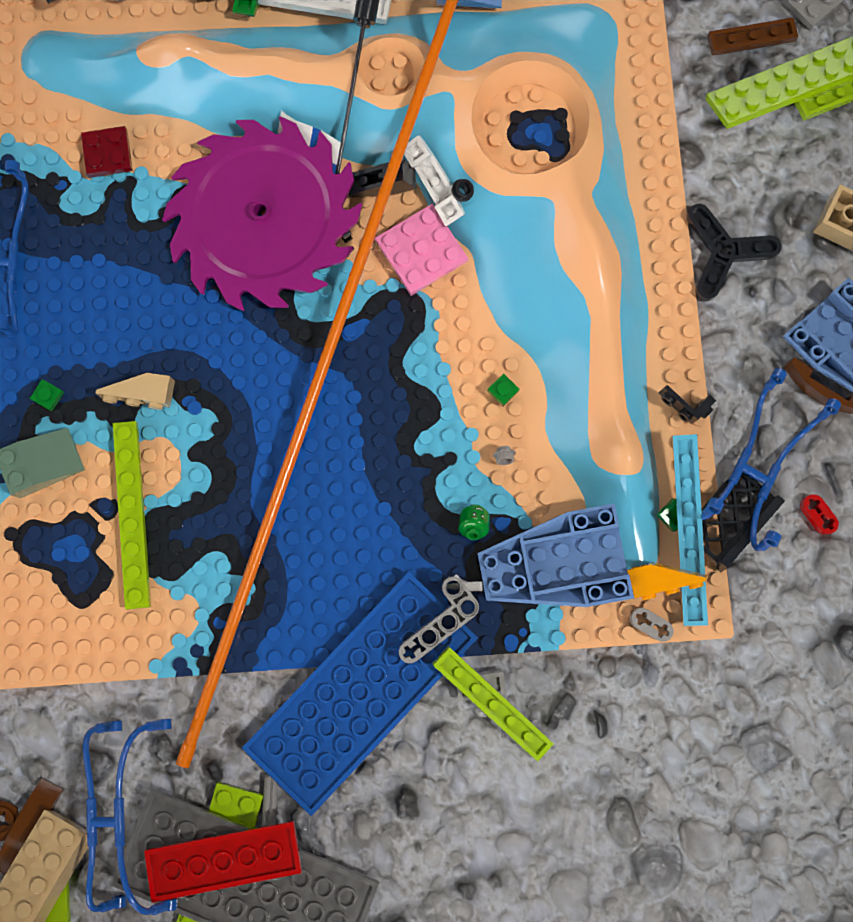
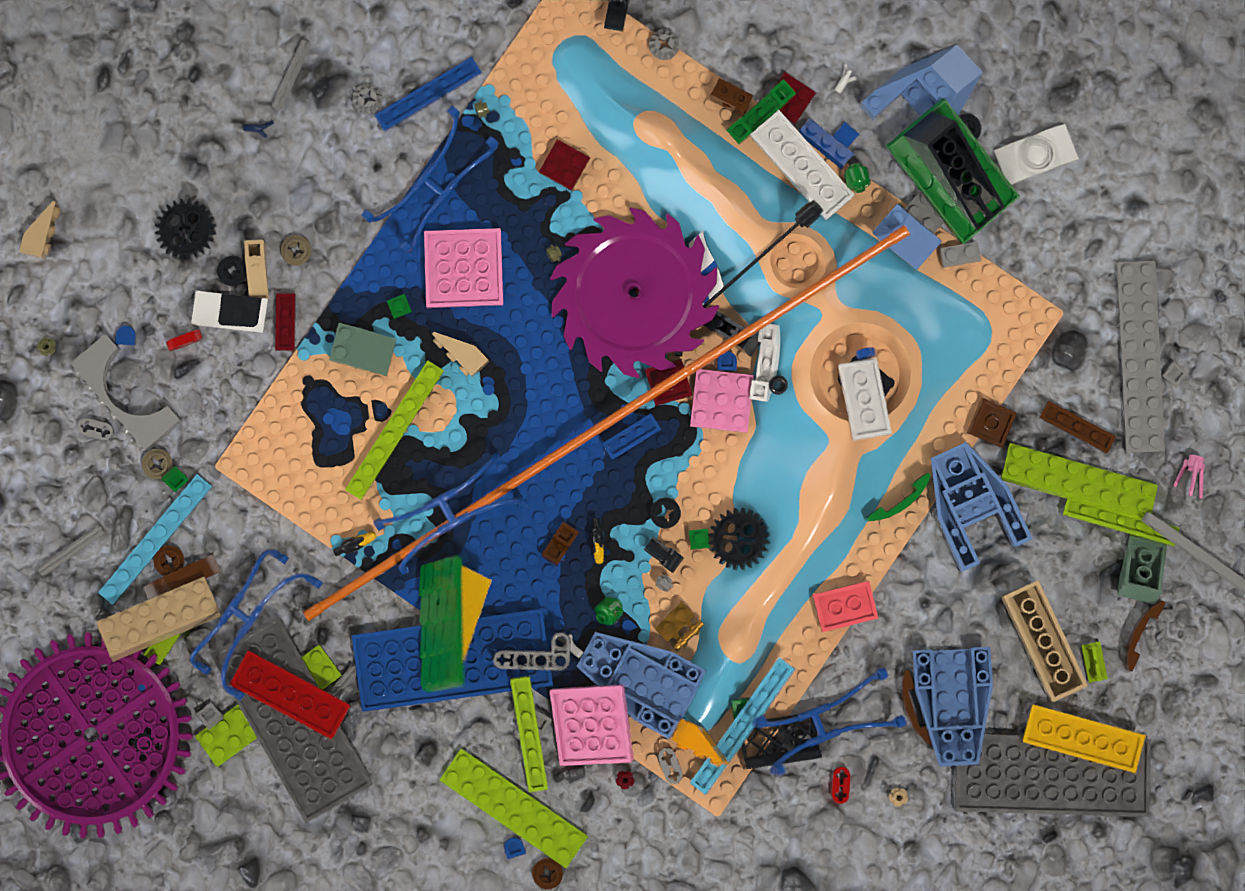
camera: 45 degrees right, 5 degrees up
(81, 313) = (463, 268): none -> bright pink plate
(157, 235) = (553, 253): none -> olive plate
(173, 658) = (353, 544): none -> black piece
(252, 552) = (442, 501): none -> blue bar
(322, 650) = (448, 616): none -> green piece
(364, 344) = (631, 436): none -> blue plate
(373, 271) = (676, 392): none -> dark red plate
(376, 497) = (559, 544): none -> reddish brown slope
(398, 211) = (727, 362): none -> blue tile
(409, 465) = (597, 540): none -> black piece
(449, 380) = (669, 504): none -> black gear
(488, 429) = (666, 556): none -> black piece
(521, 94) = (866, 353): none -> blue tile
(535, 789) = (513, 808): none -> lime plate
(544, 485) = (675, 622): none -> pearl gold plate
(547, 645) = (591, 725): none -> bright pink plate
(551, 377) = (741, 521): none -> black gear
(554, 136) = (864, 399): none -> white tile
(567, 828) = (514, 847): none -> blue tile
(612, 670) = (630, 780): none -> dark red plate
(630, 824) = (543, 882): none -> reddish brown gear
(662, 189) = (918, 485): none -> green slope
(676, 87) = (991, 422): none -> reddish brown tile
(684, 410) = (818, 656): black bracket -> none
(687, 345) = (845, 606): none -> coral plate
(713, 158) = (967, 494): none -> medium blue wedge
(740, 248) = (939, 569): black piece -> none

